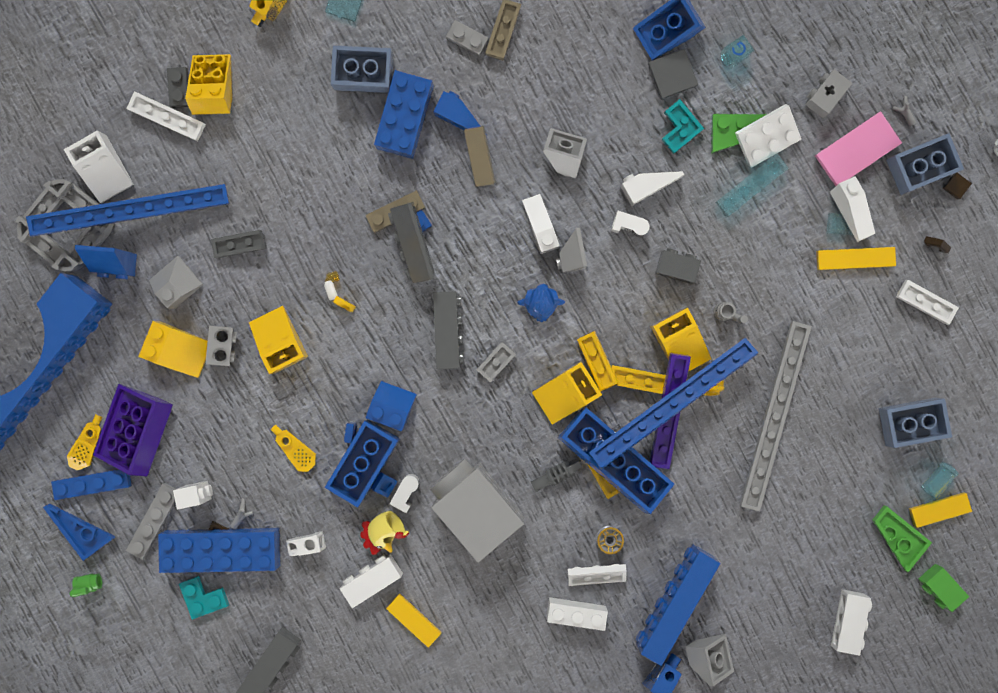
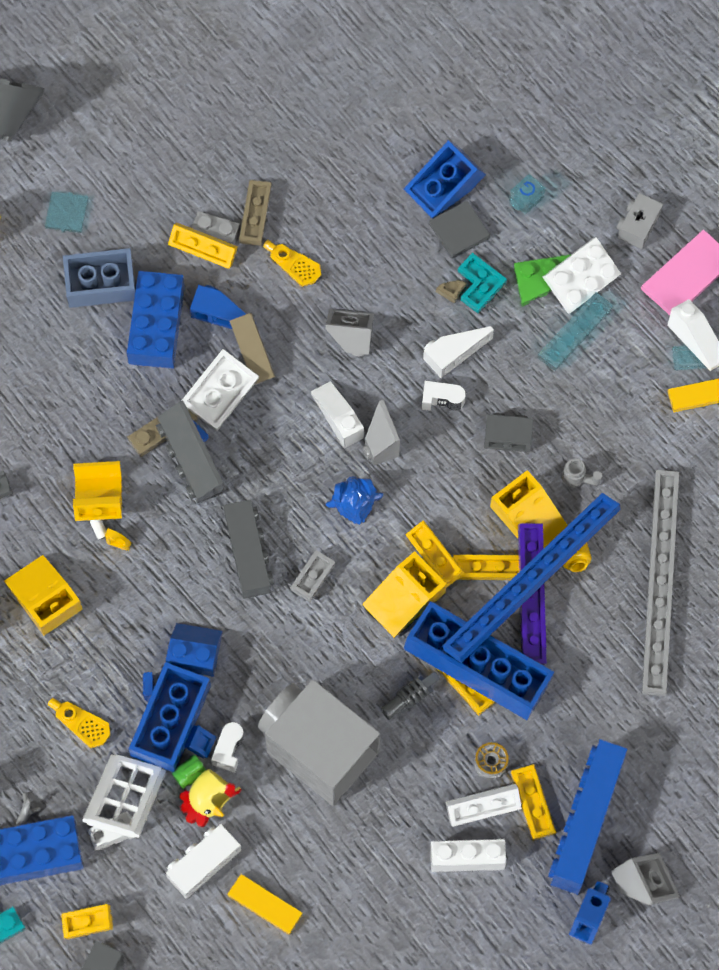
camera: 10 degrees left, 20 degrees down
(275, 612) = (87, 921): none -> yellow plate
(300, 514) = (104, 786): none -> white piece
(333, 261) = (97, 491): none -> yellow panel
(372, 507) = (188, 771): none -> bright green piece
(446, 188) = (220, 389): none -> white plate
(453, 52) = (202, 245): none -> yellow plate
(527, 79) = (291, 266): none -> yellow piece
(636, 577) = (533, 802): none -> yellow tile
(655, 128) = (451, 290): none -> dark tan tile

